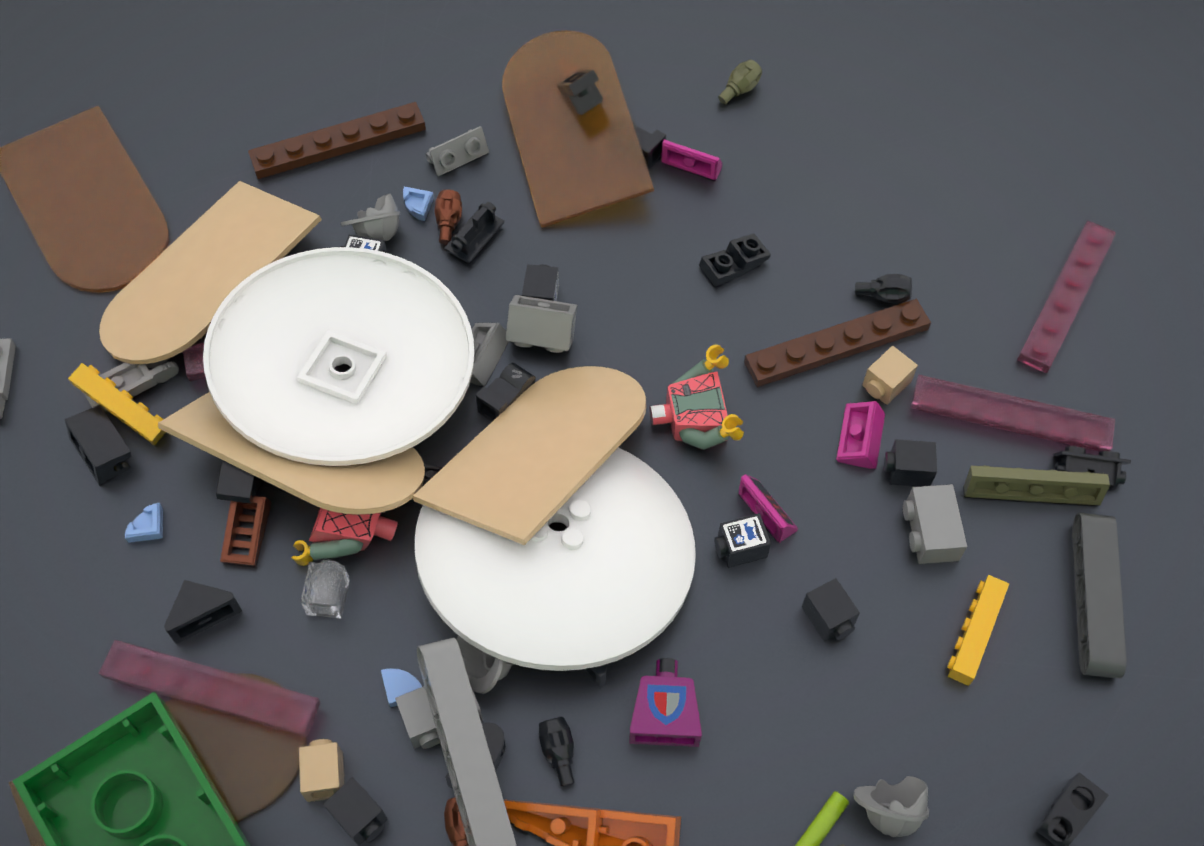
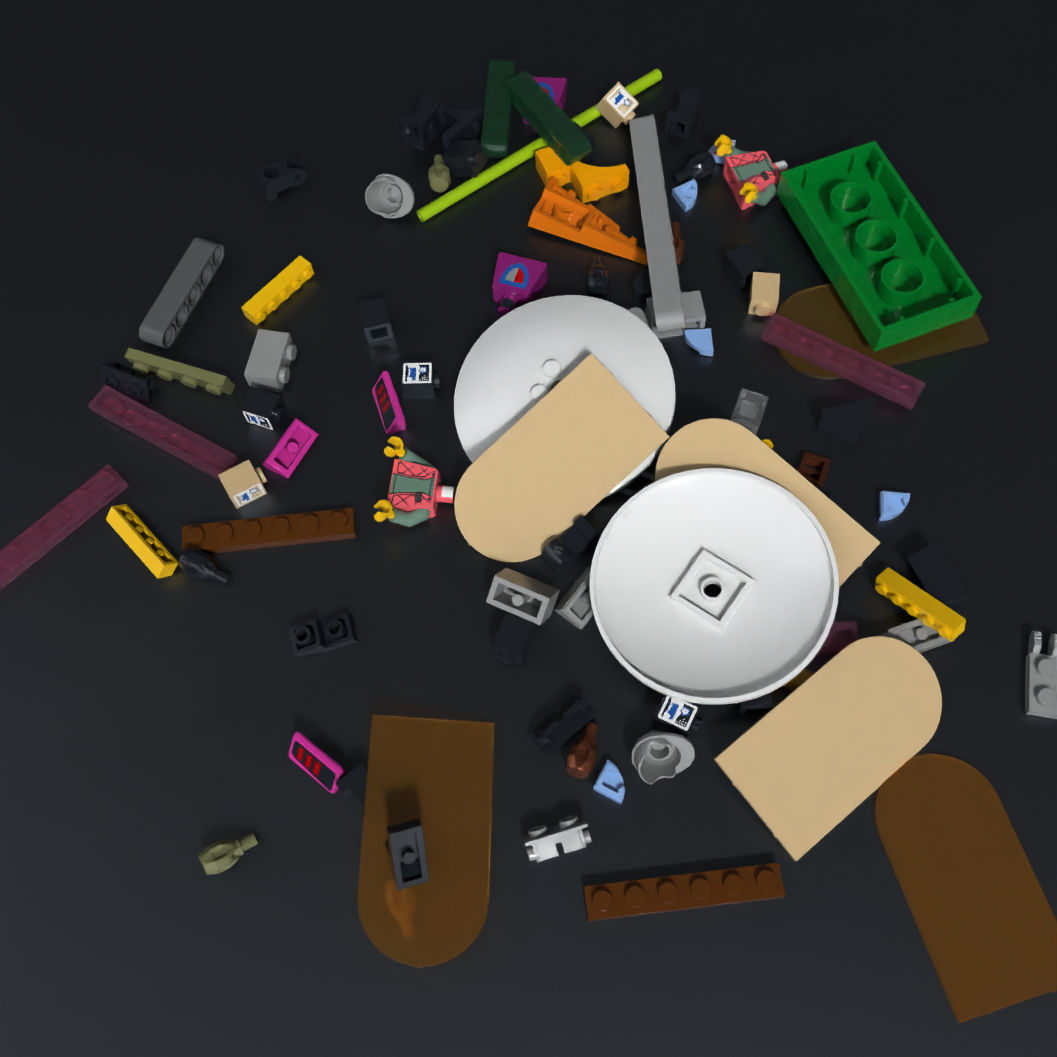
camera: 160 degrees left, 5 degrees up
(964, 298) = (142, 541): none -> yellow piece

